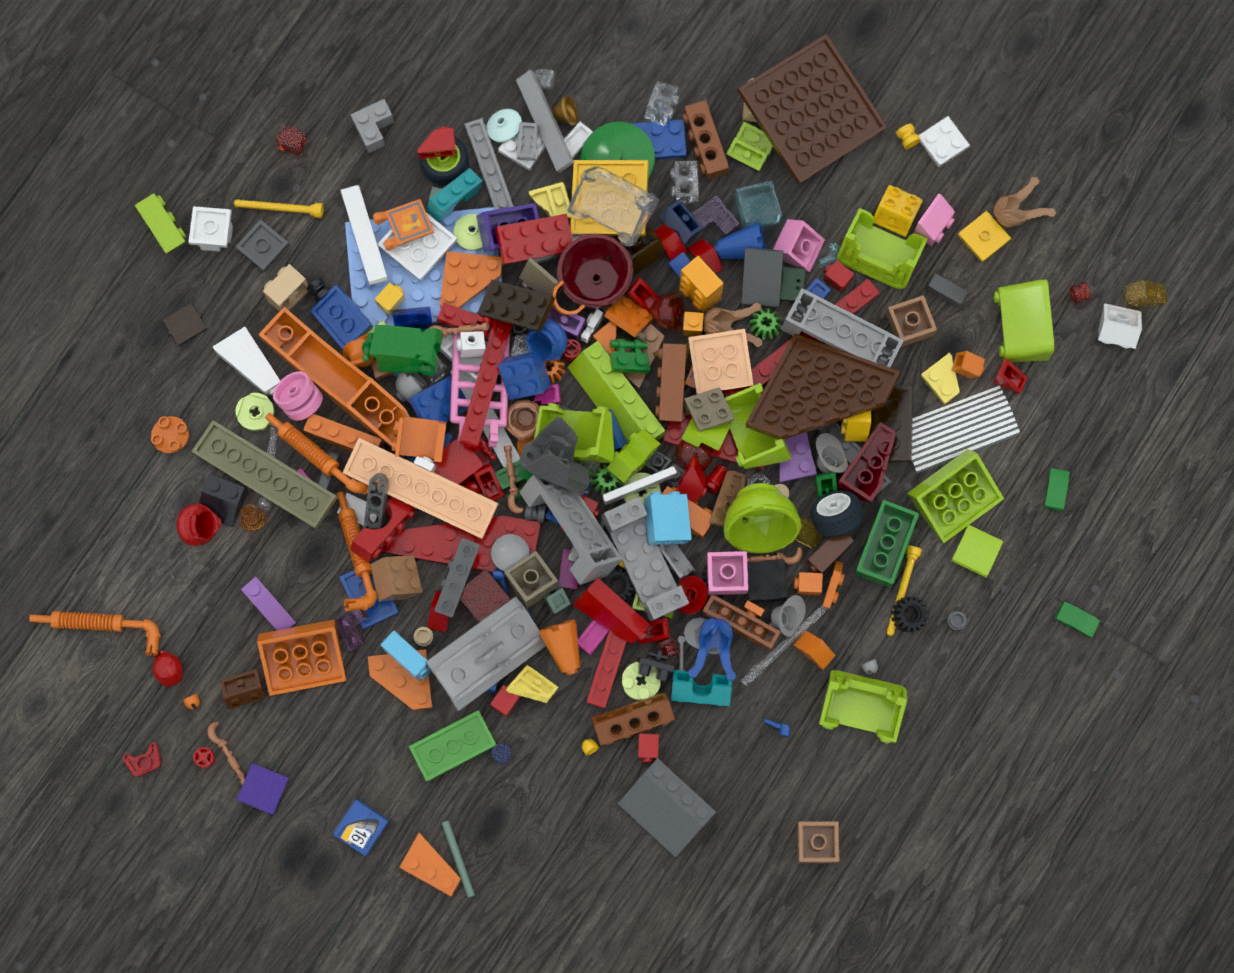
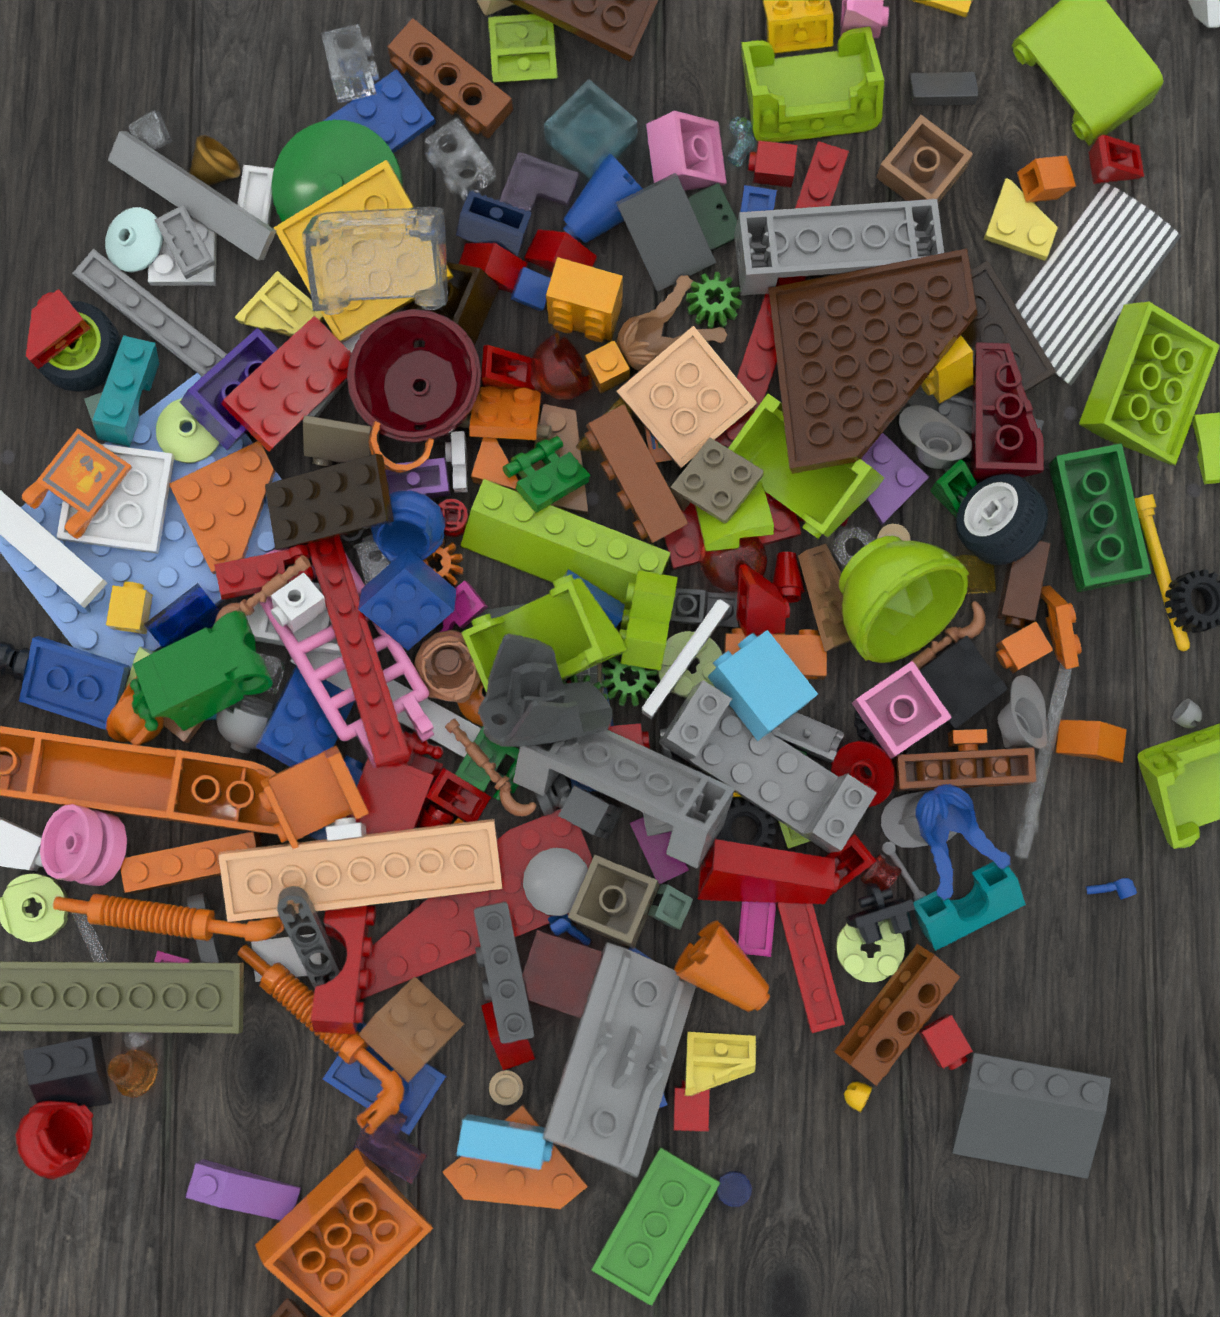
camera: 30 degrees left, 5 degrees up
(547, 530) = (589, 812): none -> dark grey slope

